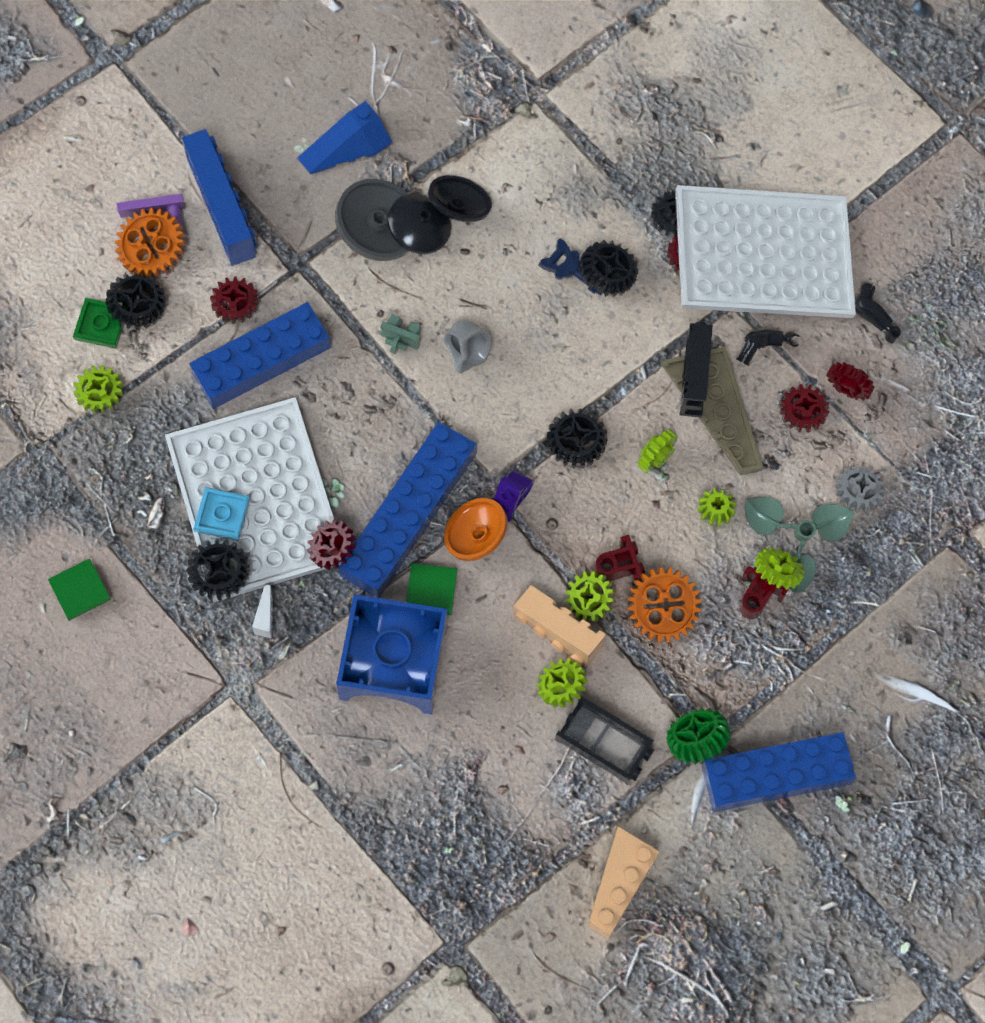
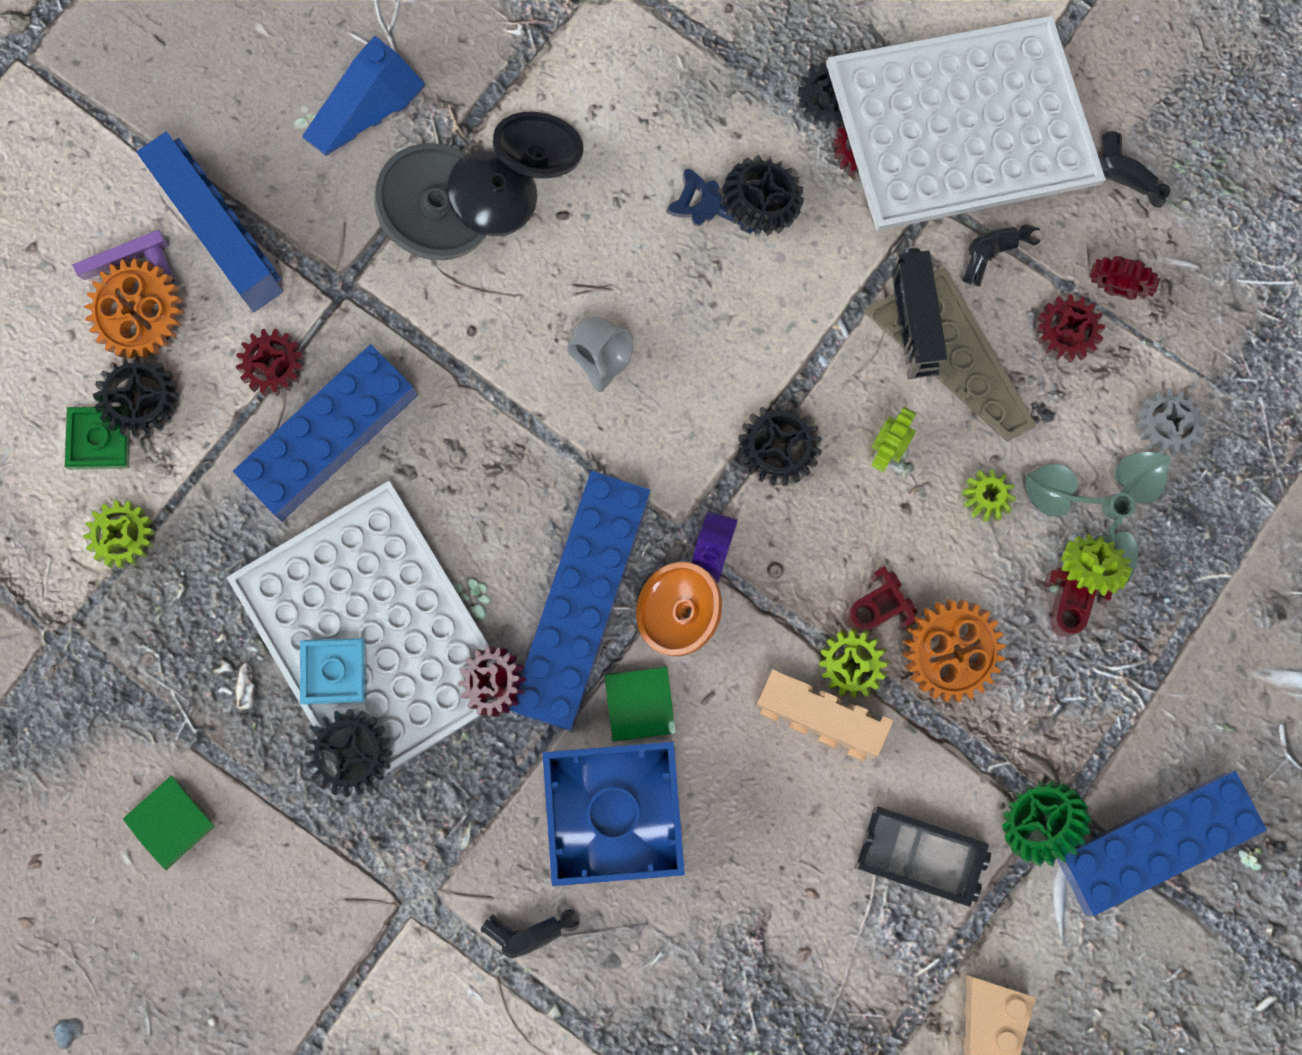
camera: 10 degrees left, 10 degrees up
(263, 620) = (427, 799): white slope -> none
(311, 726) = (527, 940): none -> black arm
(398, 337) = (494, 354): sand green hips -> none
(561, 683) = (857, 782): lime gear -> none

